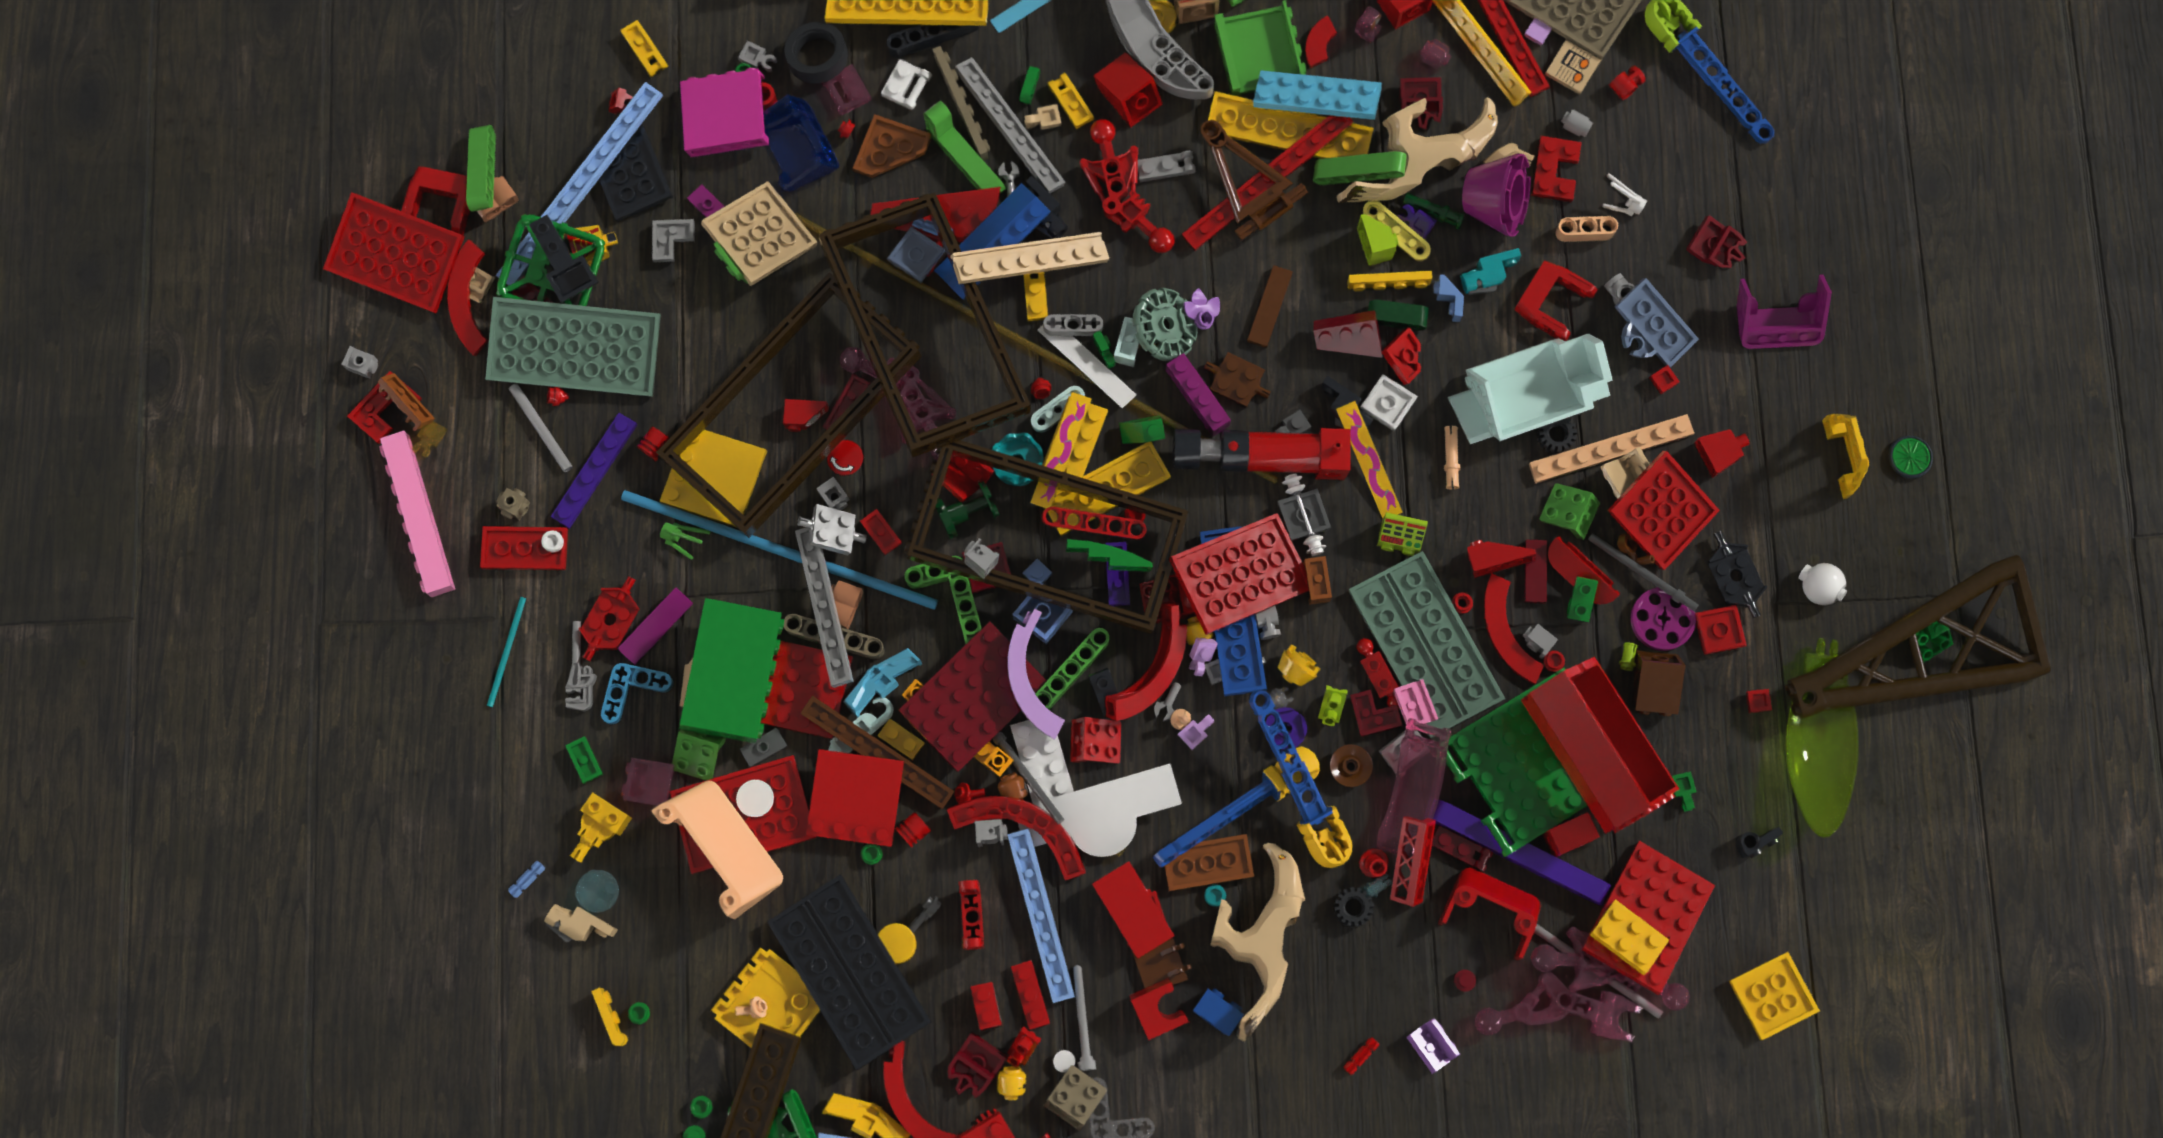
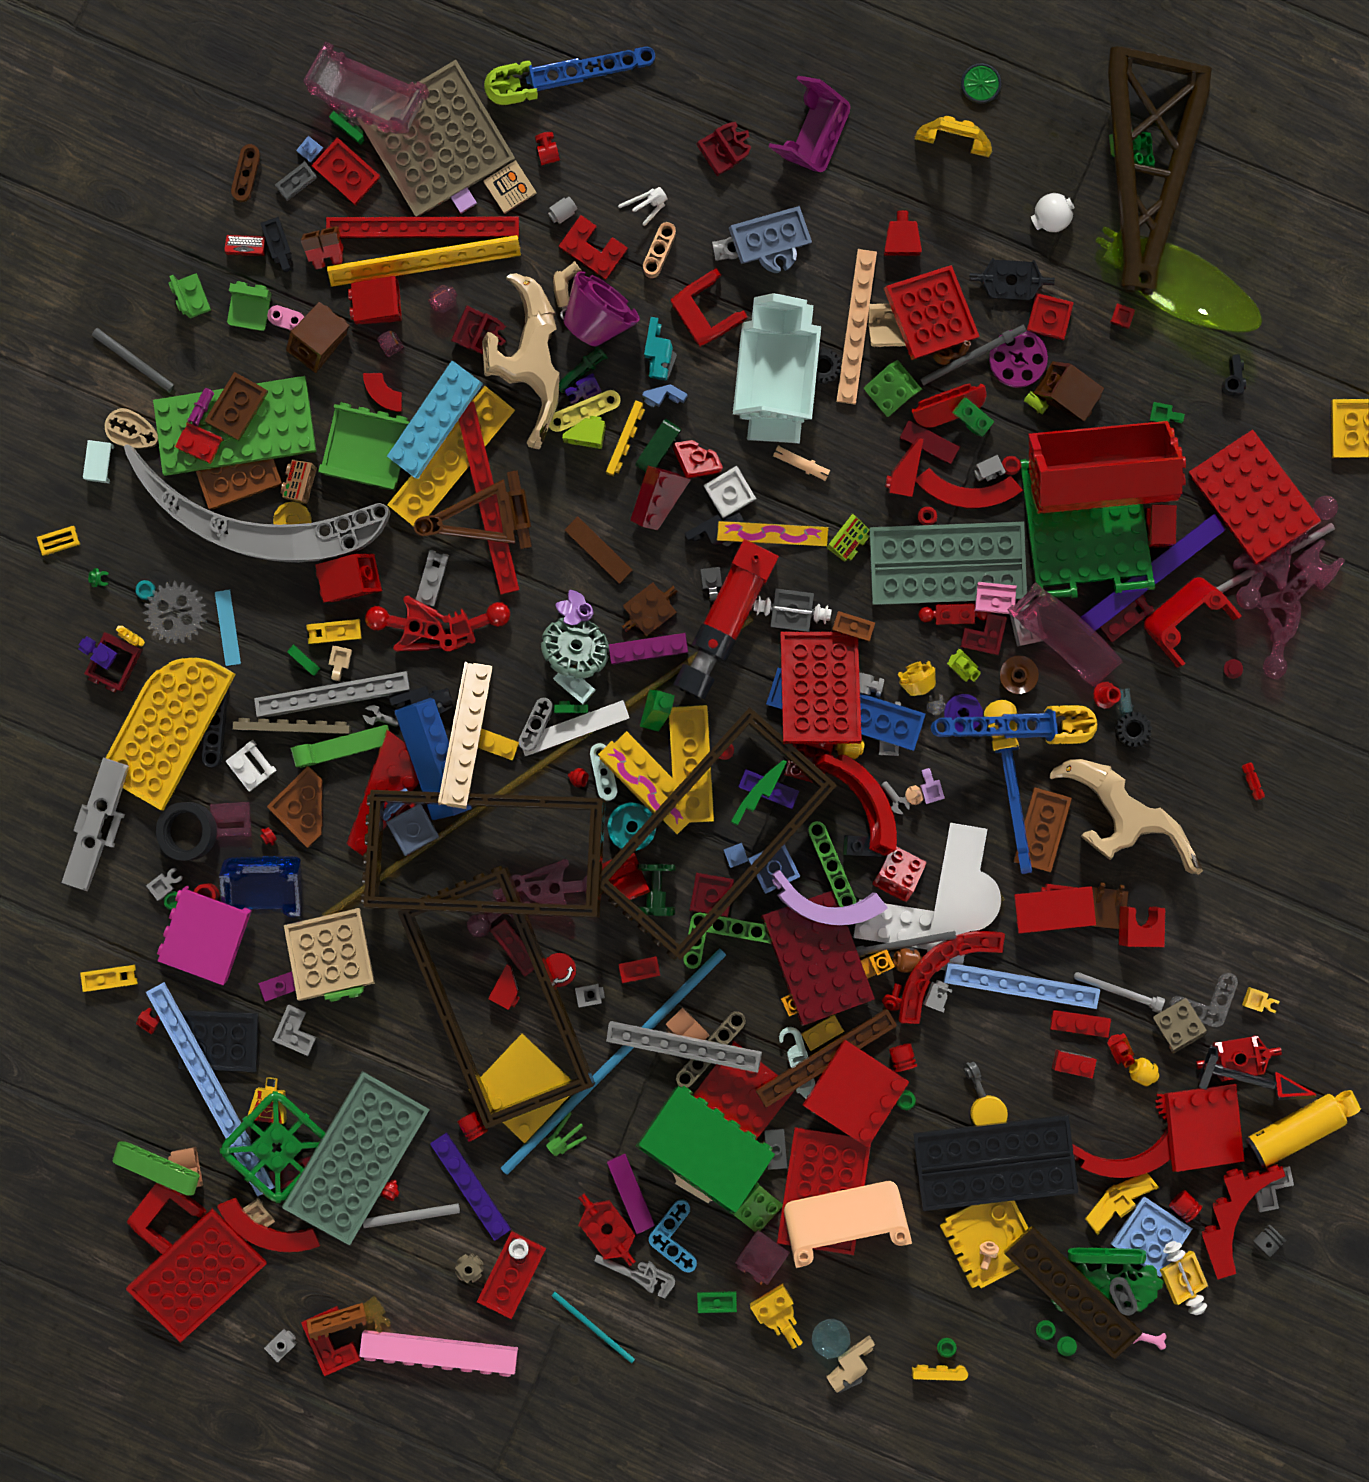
camera: 65 degrees left, 10 degrees up
(526, 879) = (793, 1392): medium blue axle -> none
(569, 275) = (294, 1134): black plate -> none
(755, 798) = (816, 1175): white sticker -> none
(832, 529) = (620, 1010): light grey plate -> none
(880, 680) = (765, 1027): medium azure plate -> none
(971, 887) = (1021, 1054): red connector -> none
(975, 1065) = (1116, 1093): dark red plate -> none
(980, 558) = (715, 902): light grey hinge -> none
(1063, 1061) = (1145, 1021): white tile -> none
(1104, 522) = (717, 796): red beam -> none
(1201, 651) = (869, 754): lavender plate -> none
(1214, 895) = (1071, 836): teal tile -> none
(1218, 1011) = (1165, 879): blue brick -> none
(1359, 168) = (518, 416): bright green beam -> none
(1420, 862) = (1124, 658): red fence -> none
(1433, 1045) = (1272, 720): medium lavender bracket -> none
(1629, 937) = (1266, 522): yellow plate -> none
(1664, 379) = (819, 252): red plate -> none

